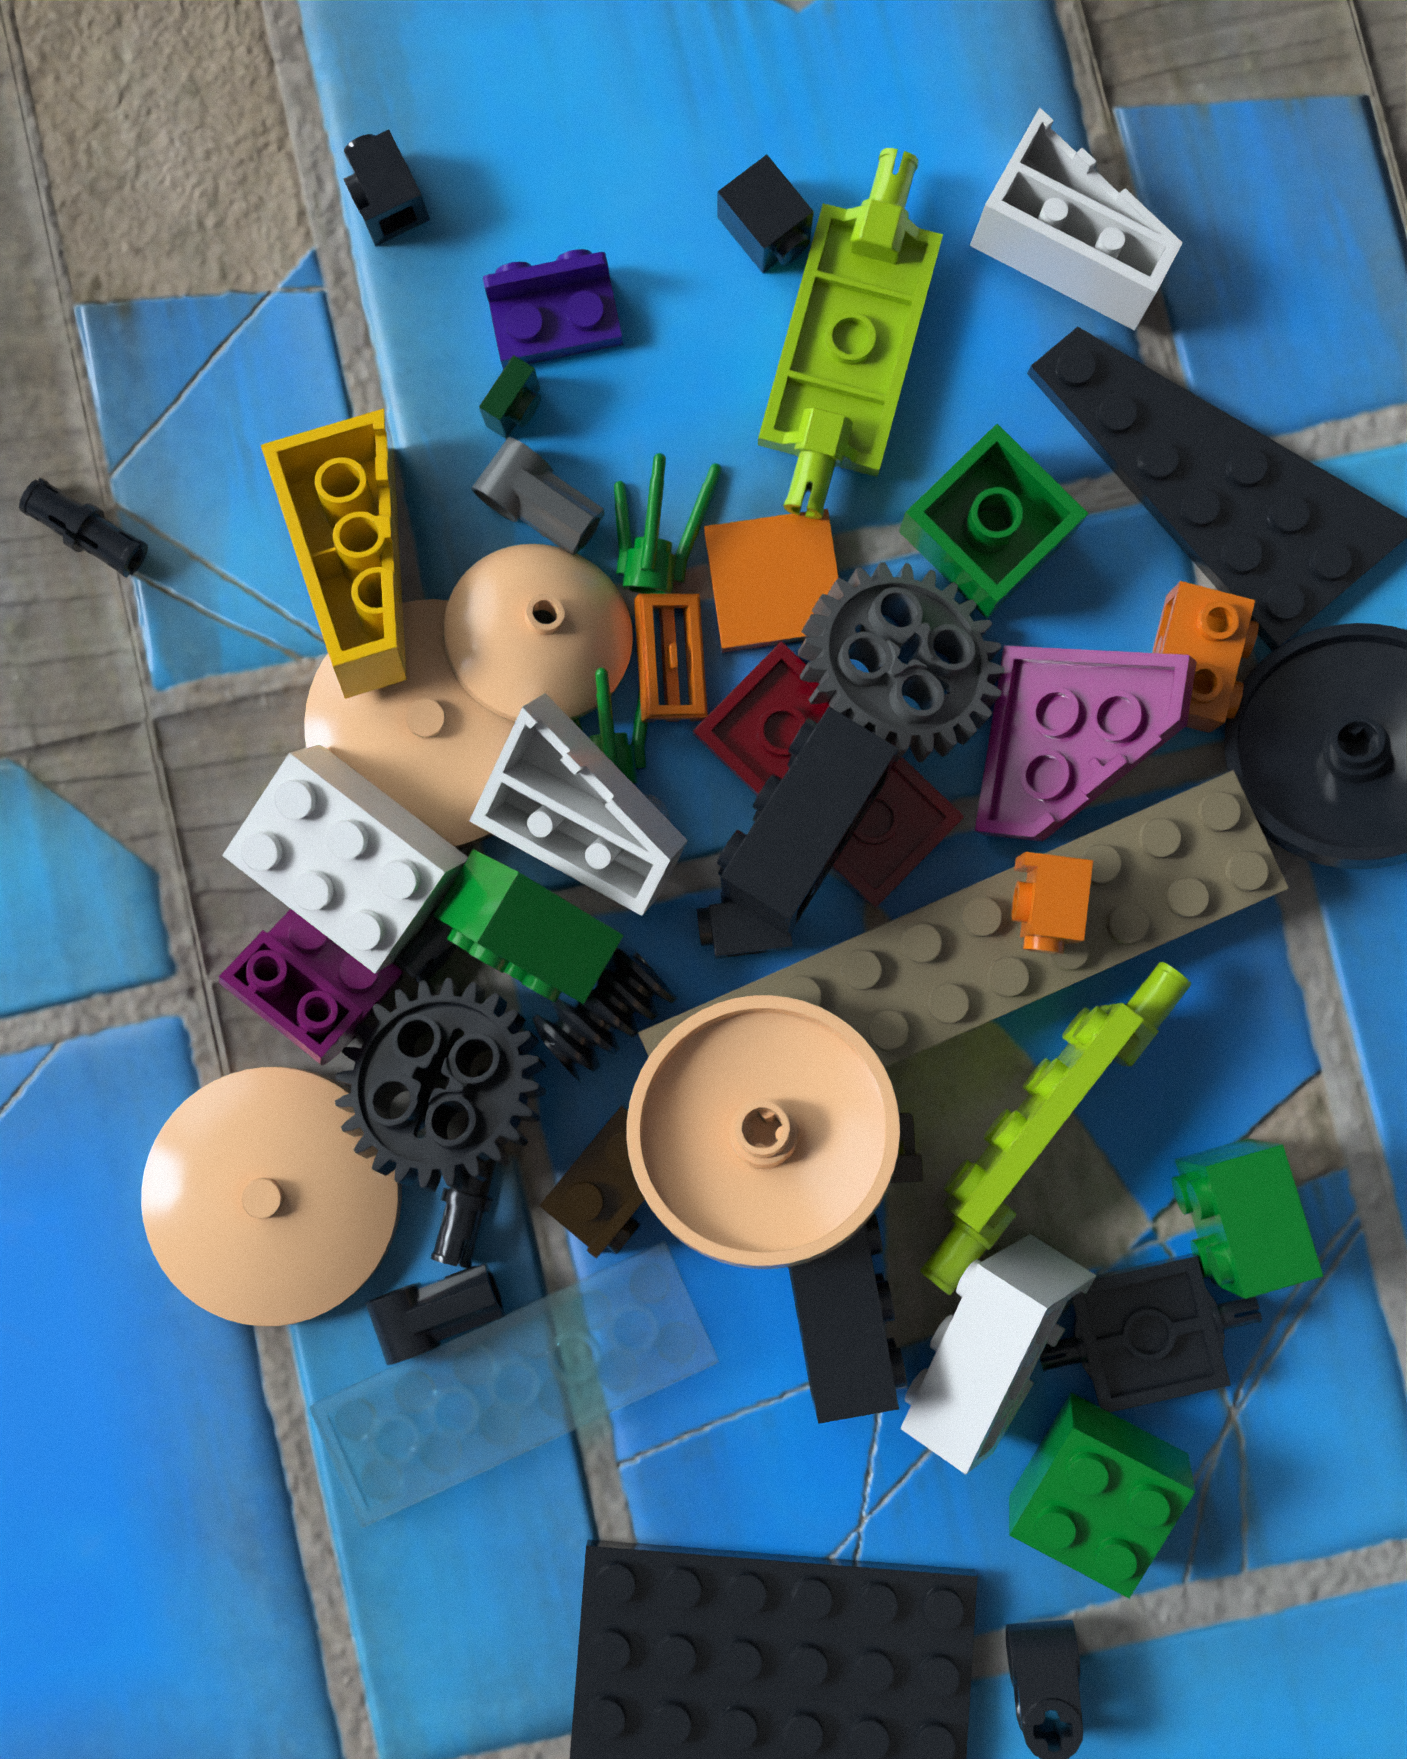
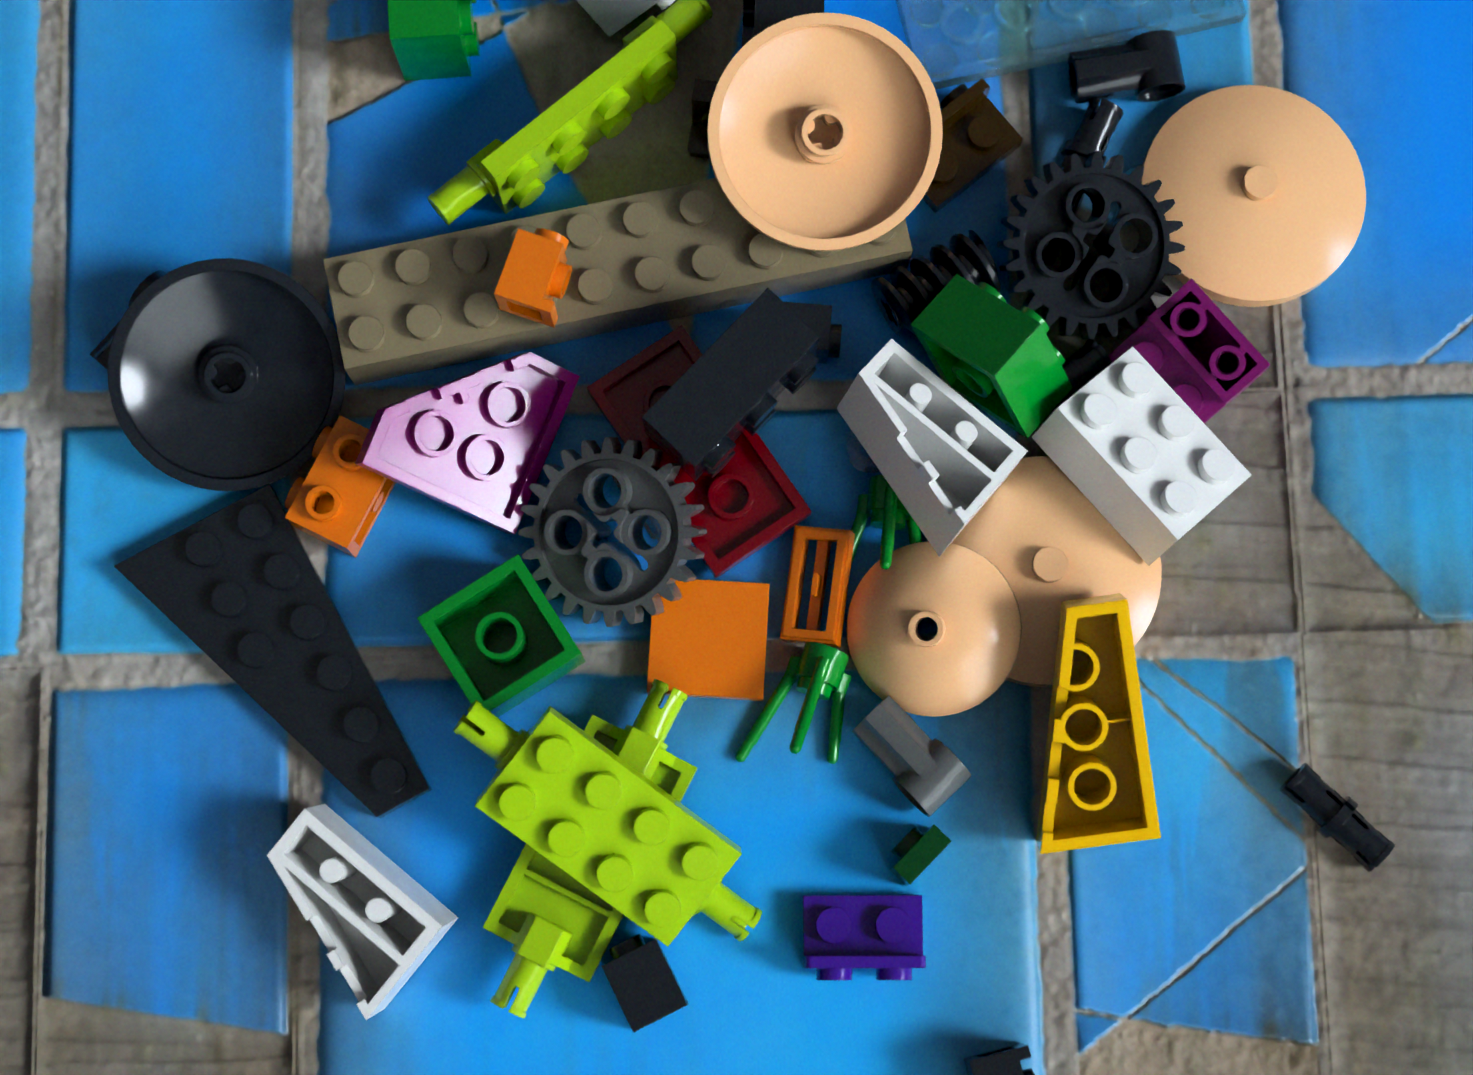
camera: 175 degrees left, 5 degrees down
(842, 346) = (607, 825): none -> lime plate

